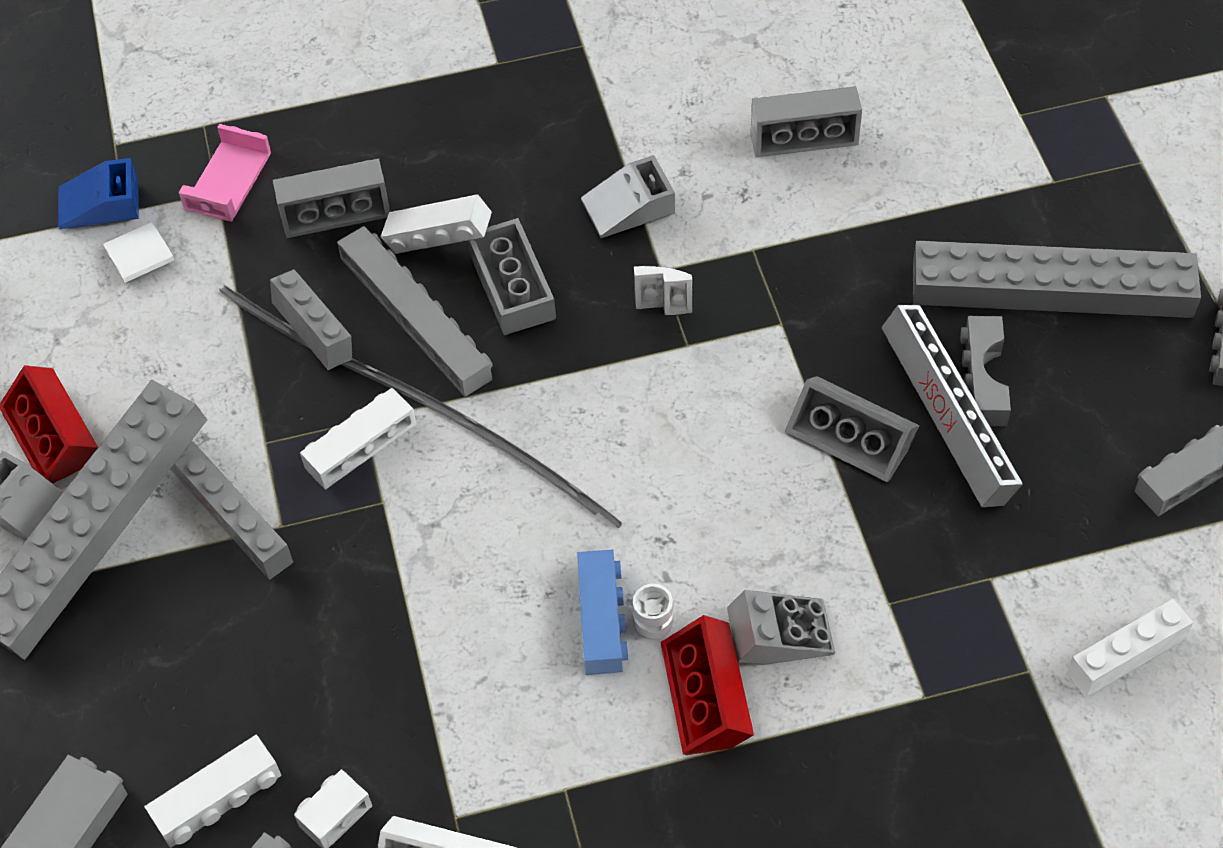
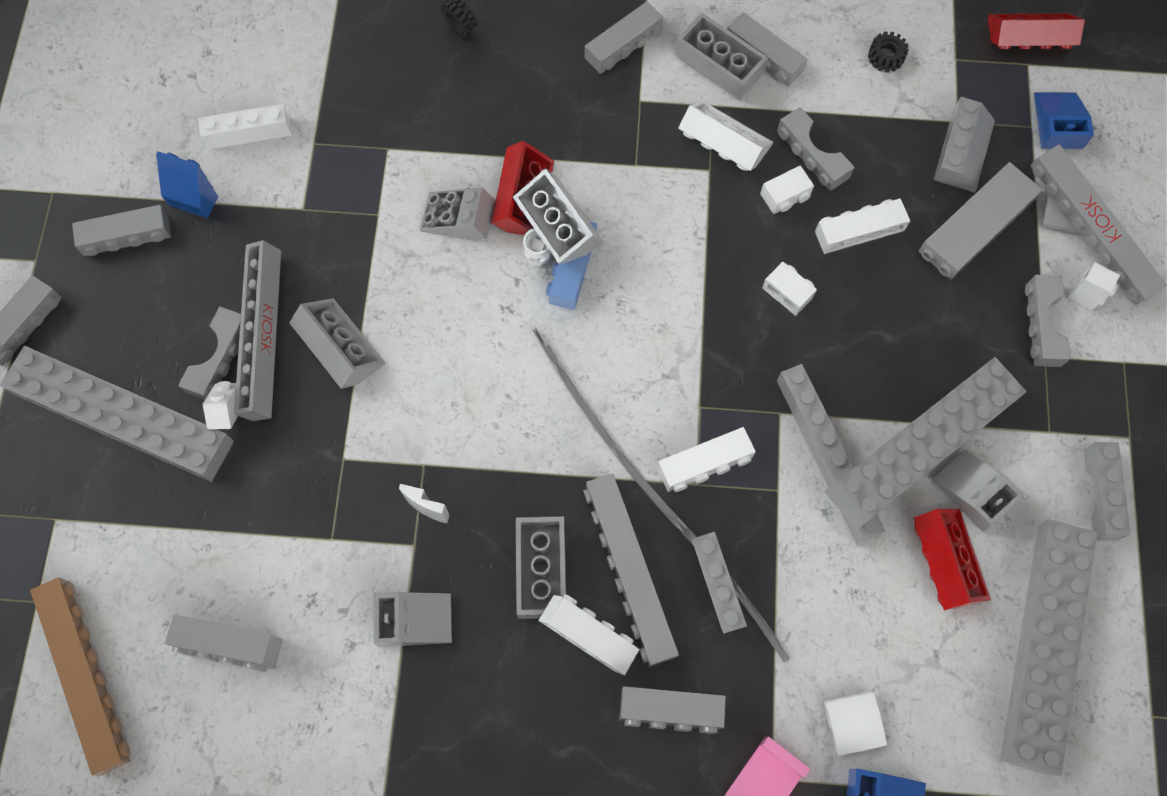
camera: 165 degrees left, 15 degrees up
(299, 670) = (789, 288): none -> white brick
(635, 632) = (557, 218): none -> light grey slope
(934, 70) = (80, 676): none -> medium nougat brick
(939, 306) = (220, 406): none -> white brick
(1144, 533) = (185, 185): none -> blue slope

